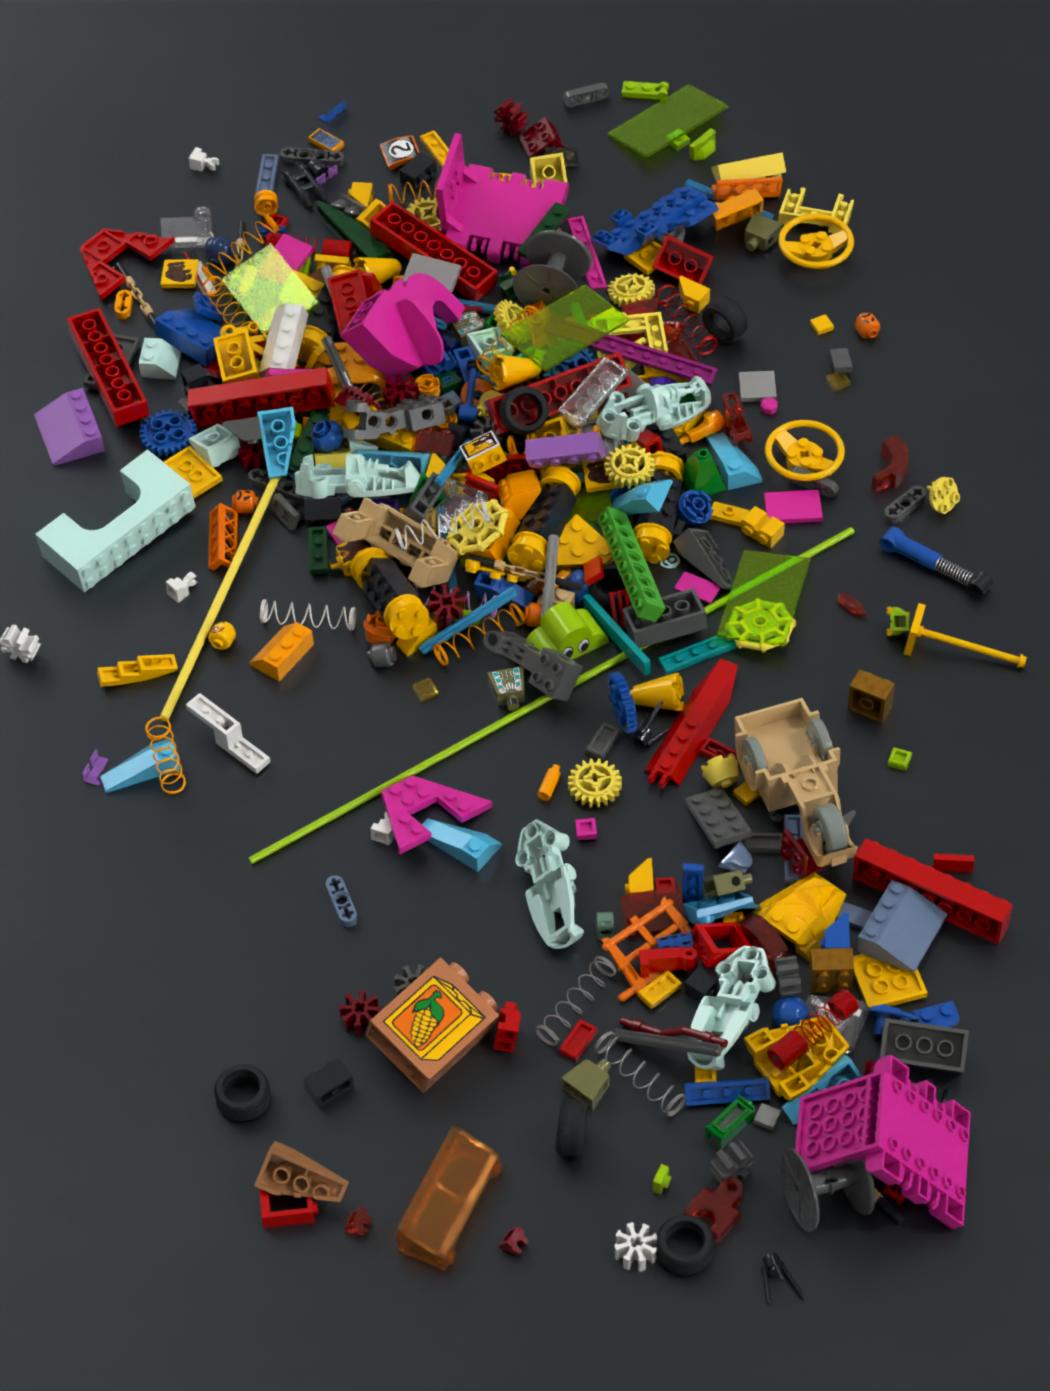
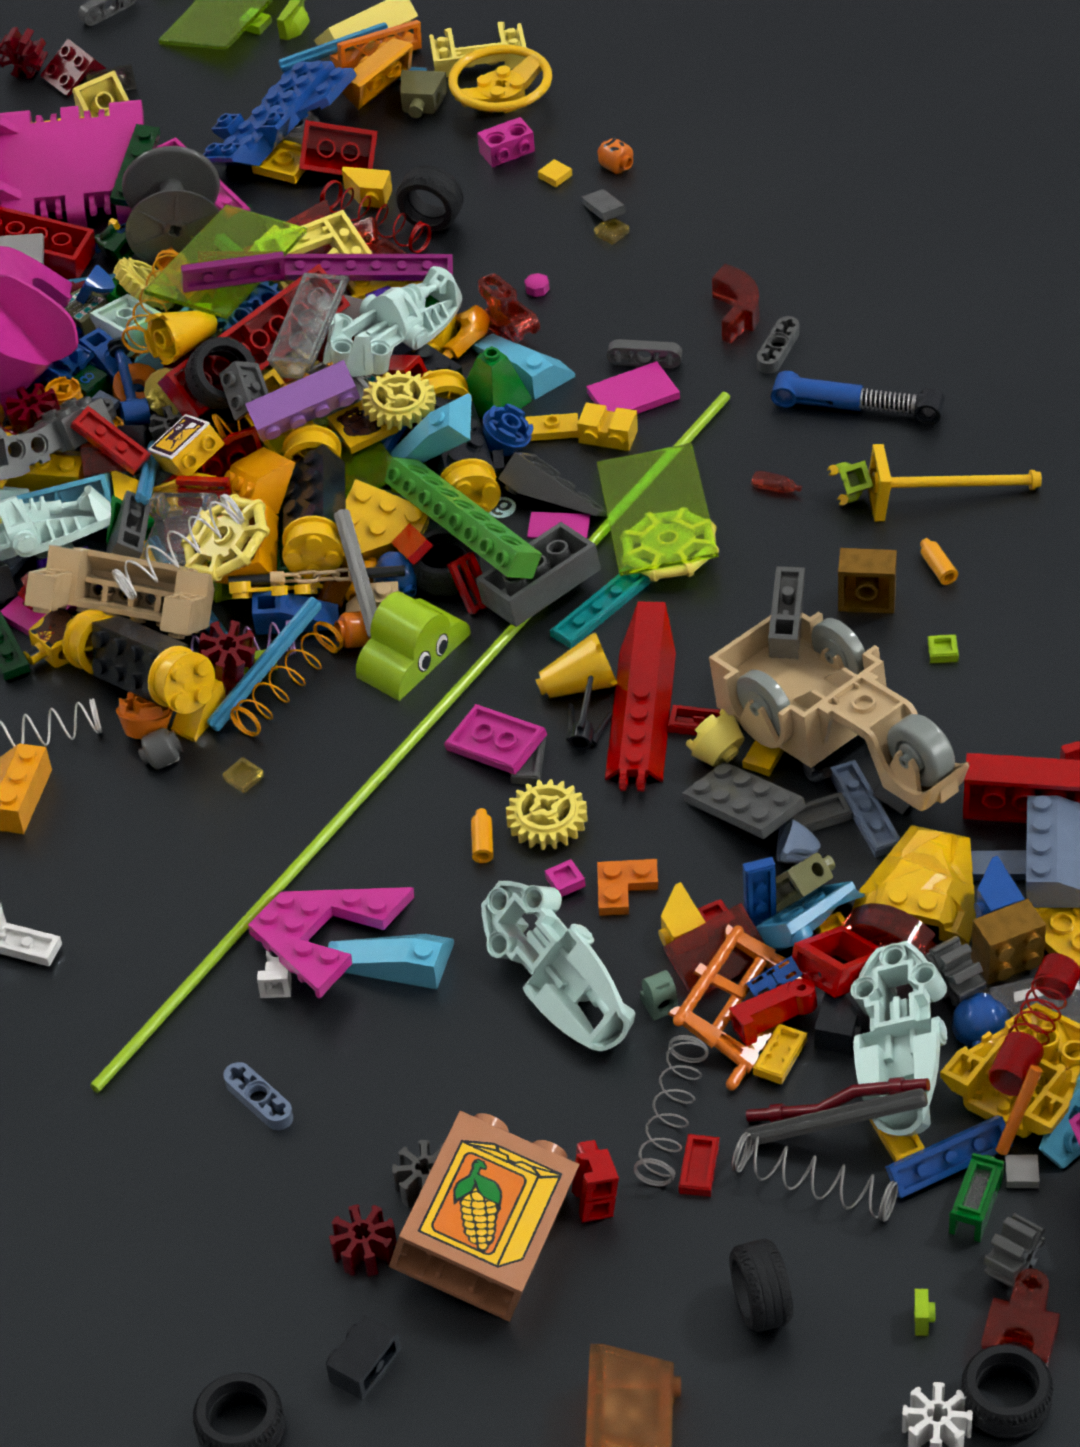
camera: 20 degrees left, 5 degrees down
(437, 433) = (110, 440): none -> red tile
(479, 313) = (97, 281): none -> blue tile
(507, 686) = (360, 732): olive torso -> none
(532, 425) = (242, 384): none -> dark grey bracket
(550, 668) = (415, 686): dark grey brick -> none
(562, 339) = (232, 271): none -> magenta plate
(587, 721) = (495, 739): none -> dark pink tile
(587, 1081) = (743, 1213): olive torso -> none
(618, 841) = (618, 878): none -> orange plate
(620, 638) = (484, 617): teal tile -> none
(622, 702) = (537, 694): blue gear -> none
(630, 289) = (284, 200): light yellow gear -> none
(711, 180) = (324, 50): none -> dark azure axle
(757, 386) = (510, 263): light grey tile -> none
(776, 1079) = (1018, 1110): none -> orange bar
(794, 705) = (786, 612): none -> dark grey slope
(798, 855) = (881, 809): dark red bracket -> none
(799, 290) = (506, 142): none -> dark pink brick
(803, 452) = (615, 321): yellow piece -> none
(927, 697) = (938, 562): none -> light orange cylinder
(943, 494) = (824, 314): light yellow plate -> none

